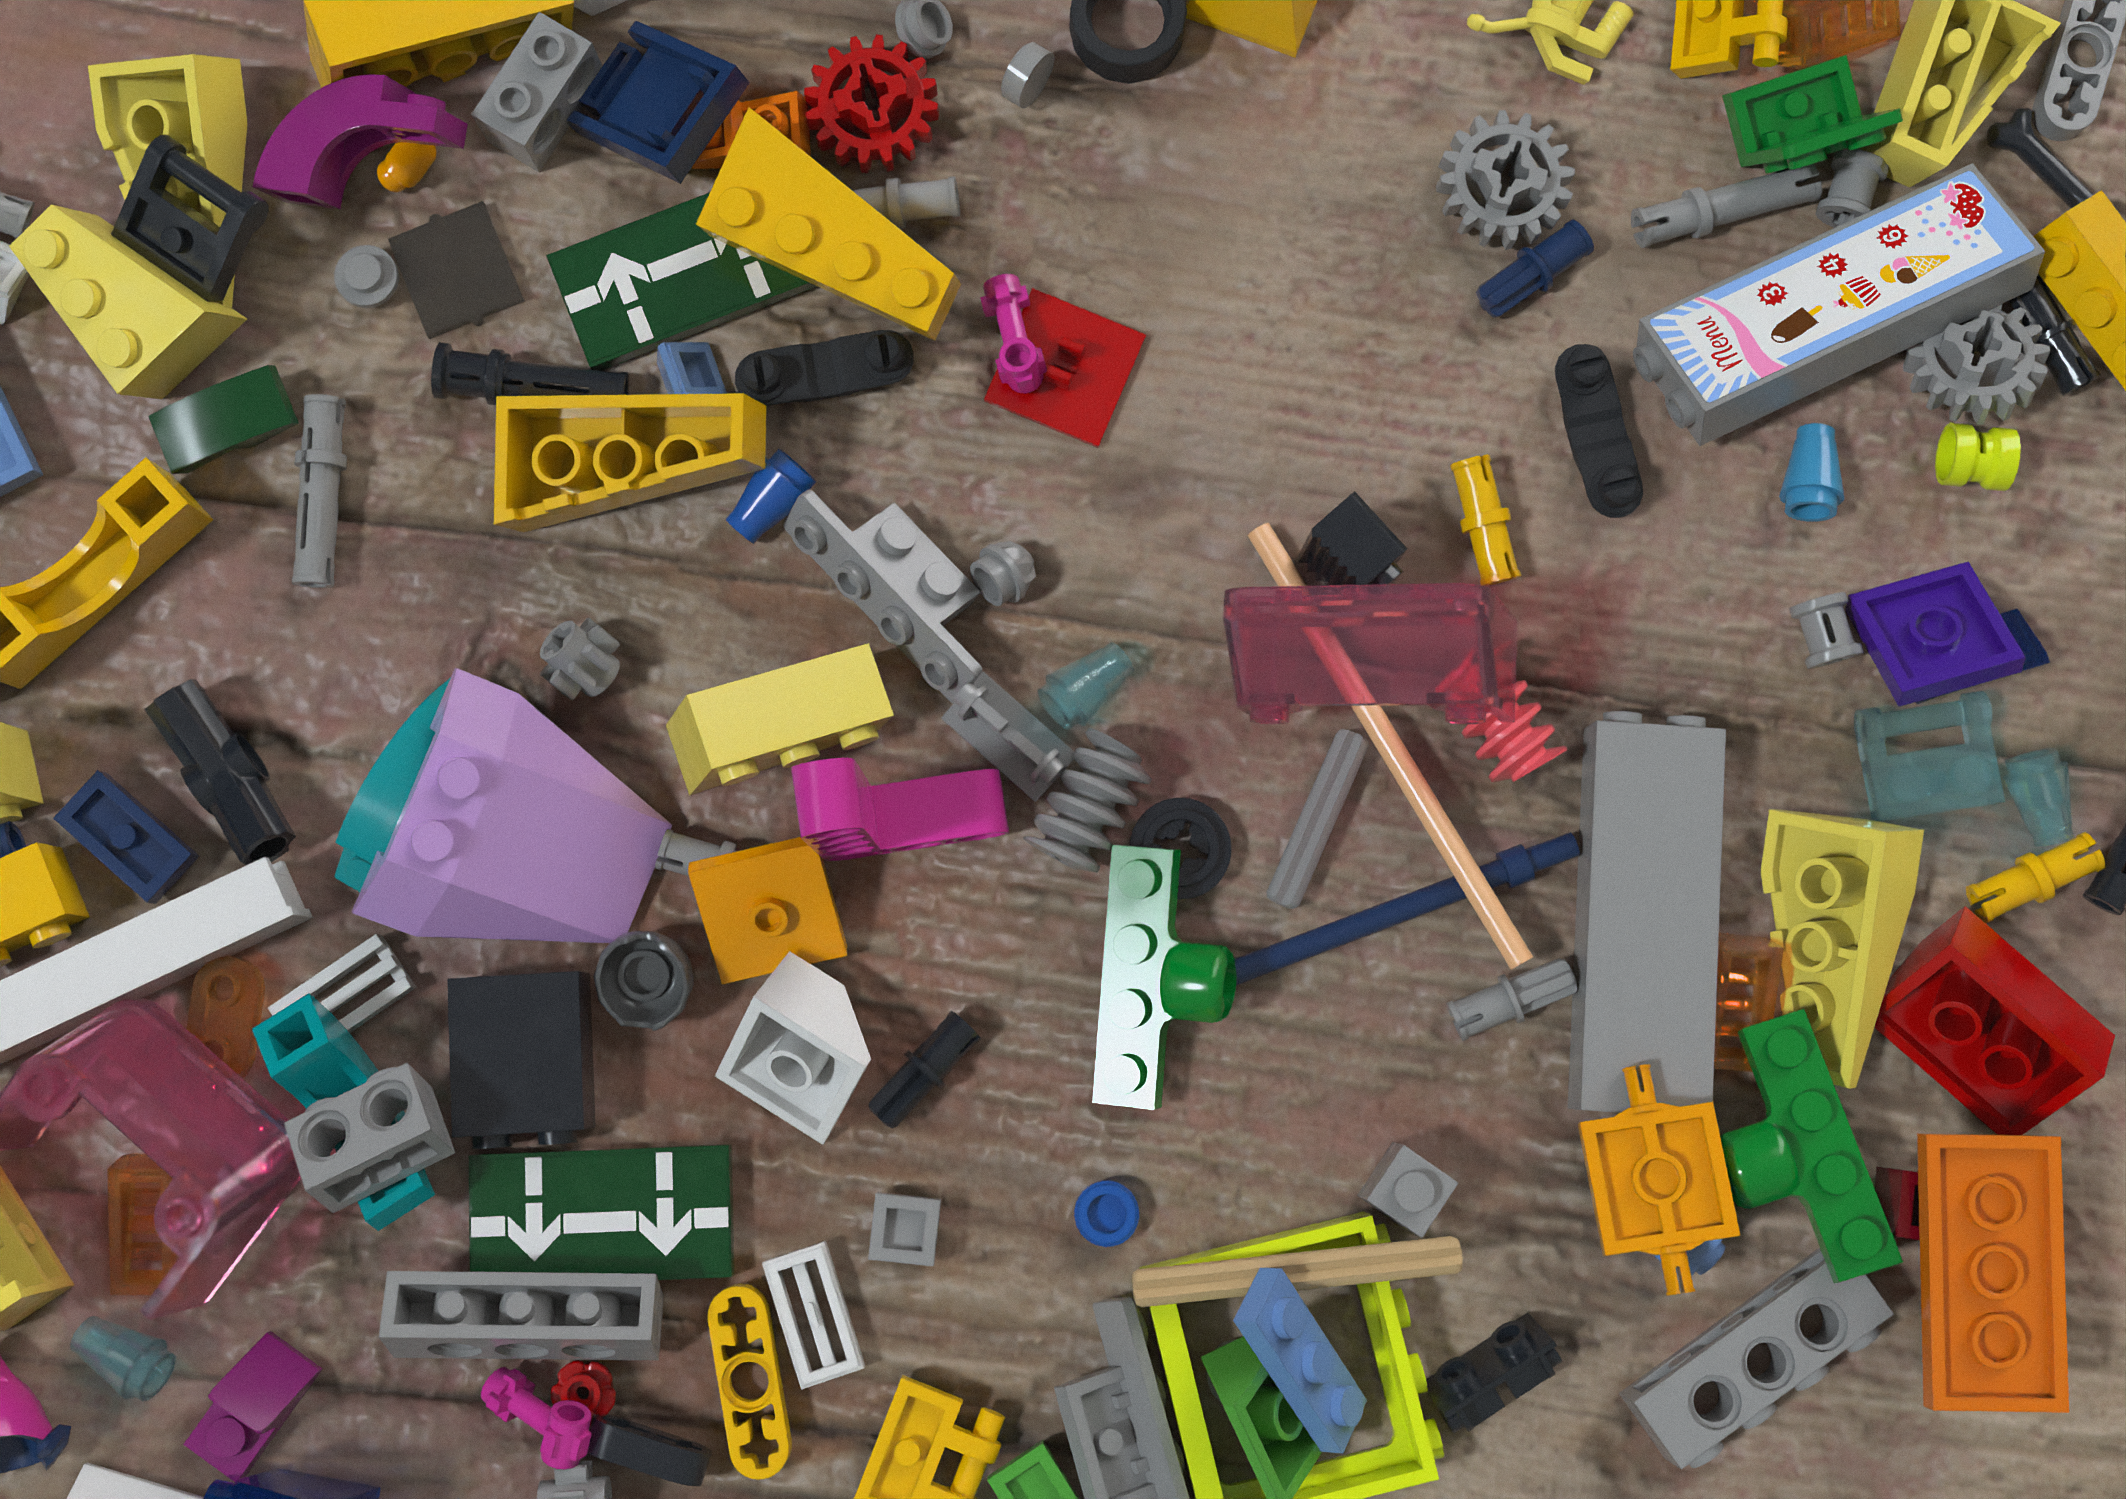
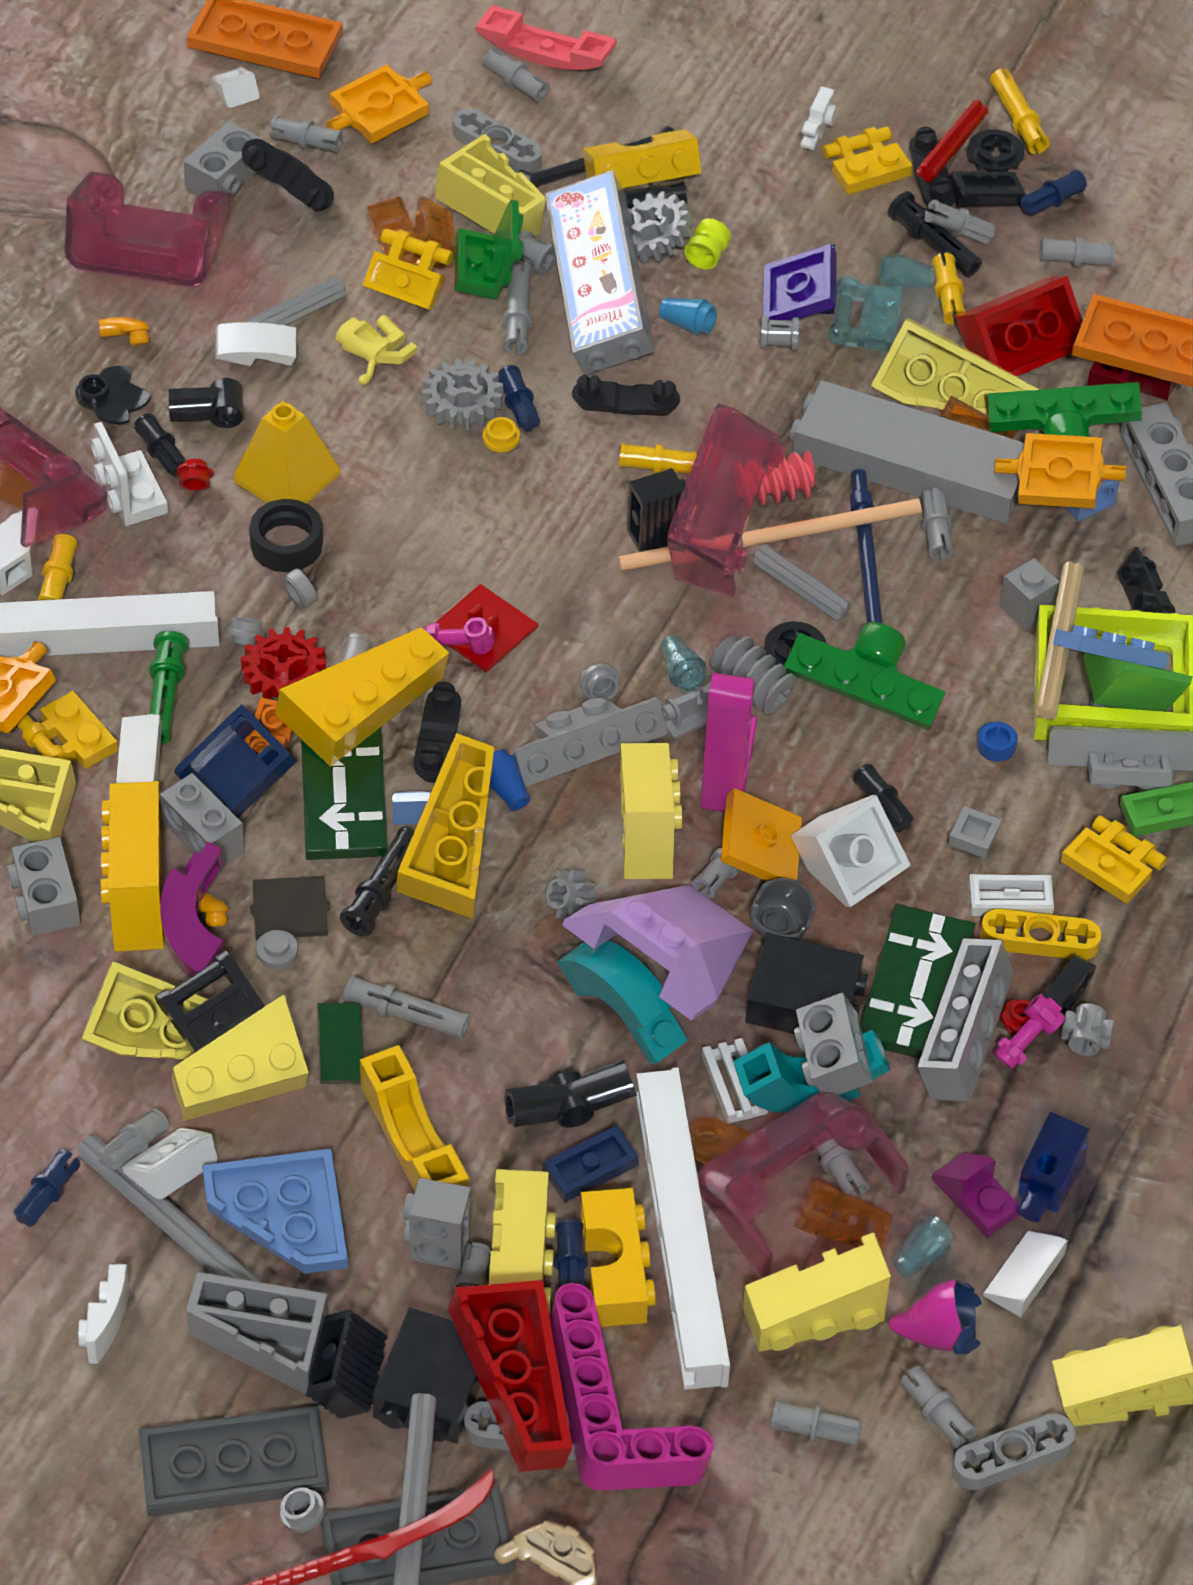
camera: 70 degrees left, 30 degrees down
(1448, 268) = (501, 435): none -> yellow plate

